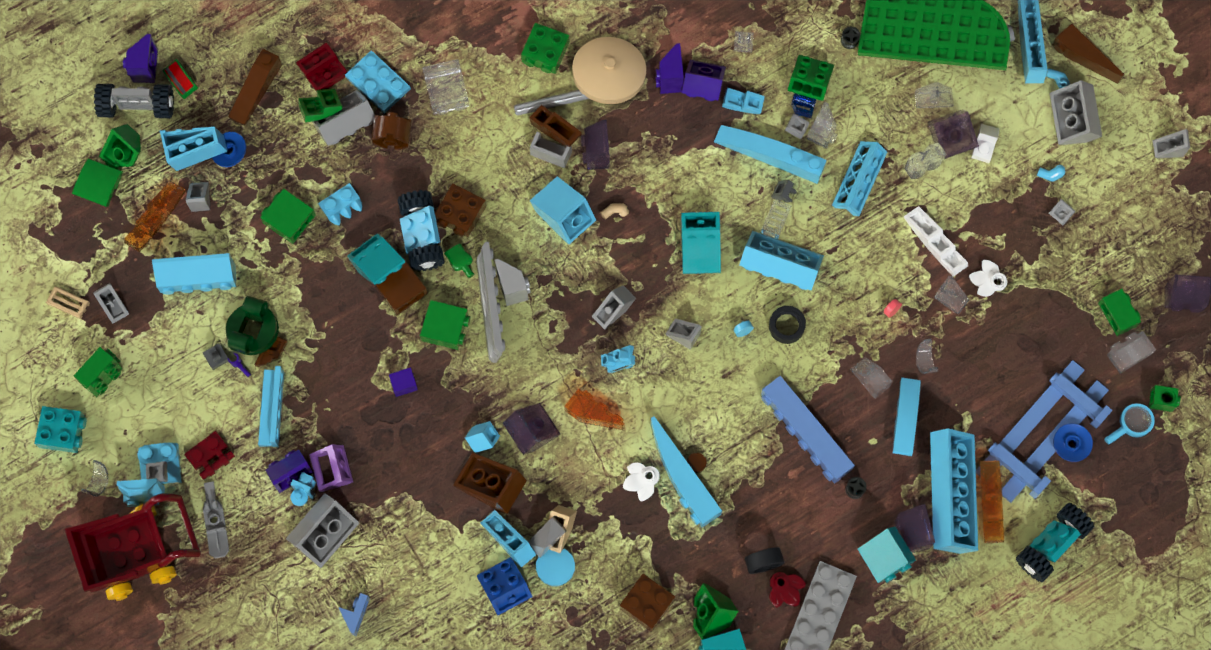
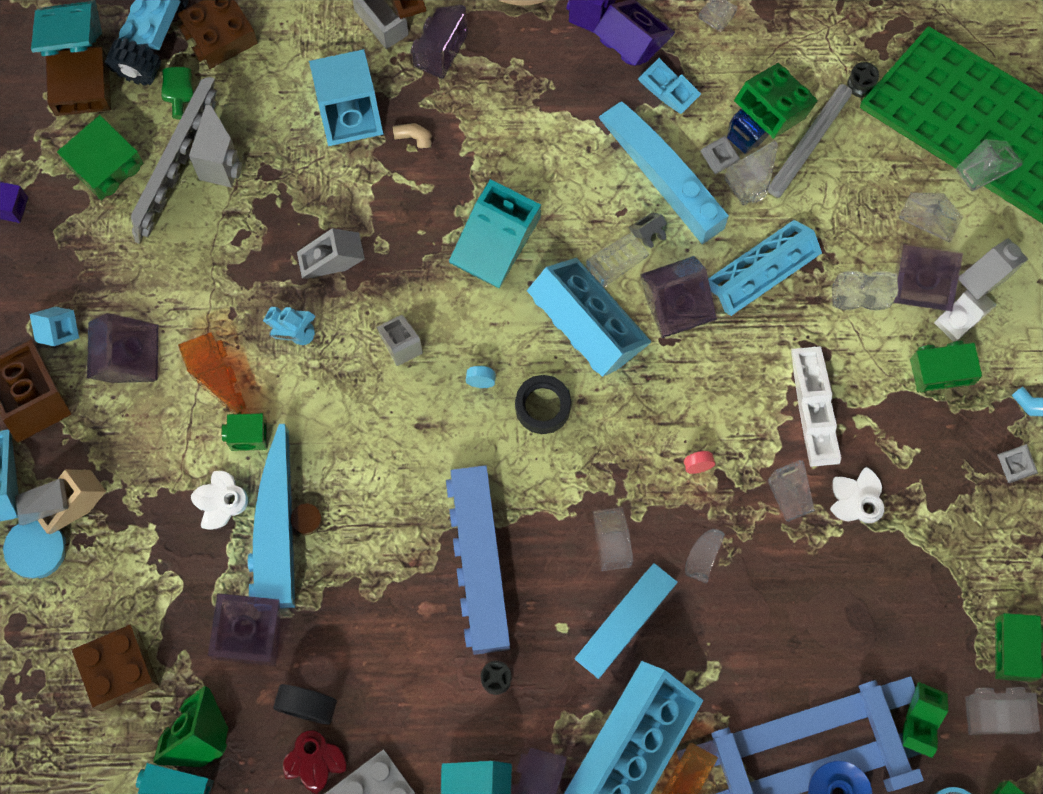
camera: 30 degrees right, 0 degrees up
(632, 434) = (245, 432): none -> green brick
(706, 540) = (245, 630): none -> clear purple slope
(824, 220) = (679, 296): none -> clear purple slope
(841, 96) = (809, 141): none -> light grey axle
(951, 52) = (988, 163): none -> clear slope
(987, 110) = (993, 268): none -> light grey slope
(993, 179) = (945, 366): none -> green brick
(1092, 376) = (924, 718): none -> green slope

